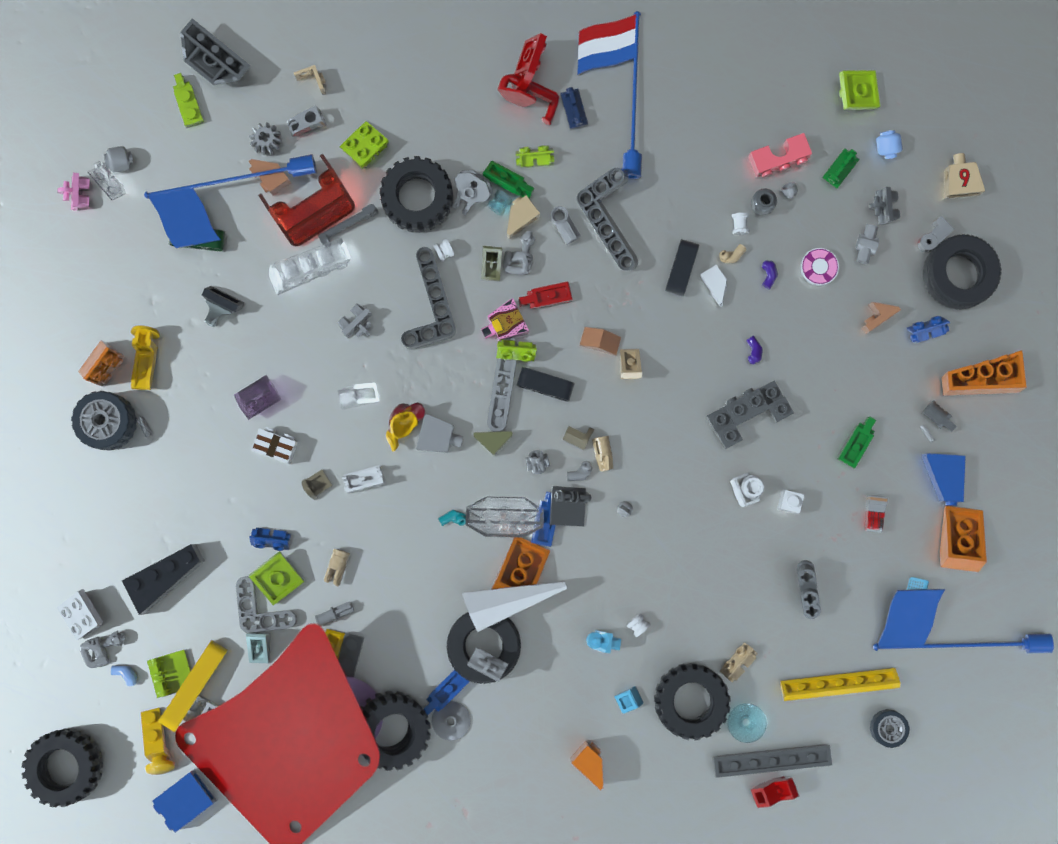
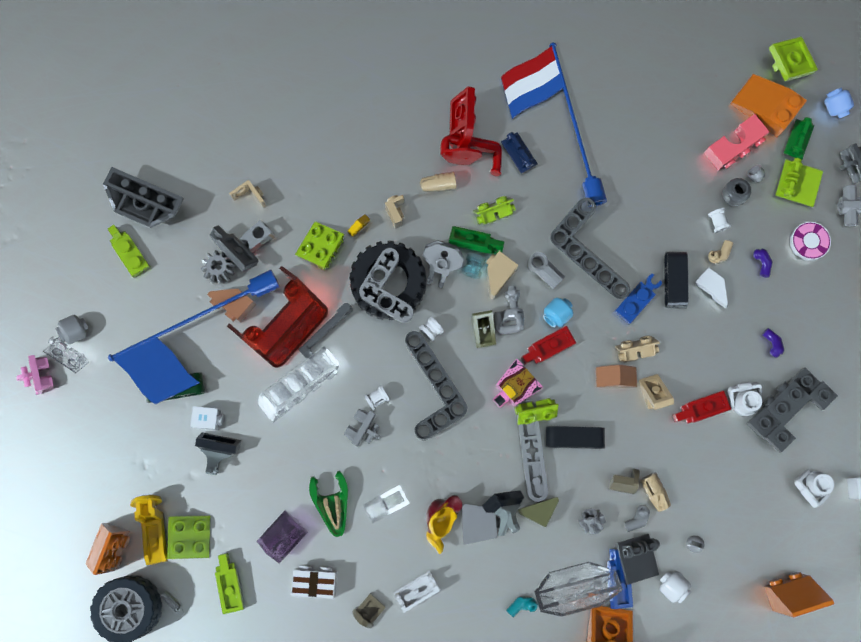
camera: 15 degrees left, 5 degrees down
(174, 374) = (188, 537): none -> lime hinge
(199, 426) = (228, 585): none -> lime hinge
(218, 274) = (206, 418): none -> white brick
(283, 125) = (233, 248): none -> dark grey hinge
(308, 384) = (331, 507): none -> green animal
(376, 298) = (376, 397): none -> white bush
(404, 196) = (377, 285): none -> light grey beam
(405, 135) = (358, 225): none -> yellow tile
(442, 135) = (395, 213): none -> tan bracket
(462, 426) = (505, 506): none -> piece
(490, 115) = (439, 182): none -> tan hinge
(564, 267) = (558, 312): none -> medium azure head
(593, 540) = (675, 586): none -> white head
(634, 320) = (629, 349): none -> tan hinge
(641, 276) = (637, 300): none -> blue plate
(670, 391) = (703, 408): none -> red hinge
(696, 574) = (796, 595): none -> orange slope
(711, 396) = (745, 401): none -> white piece
(823, 126) = (770, 102): none -> orange slope
(827, 209) = (799, 182): none -> lime hinge

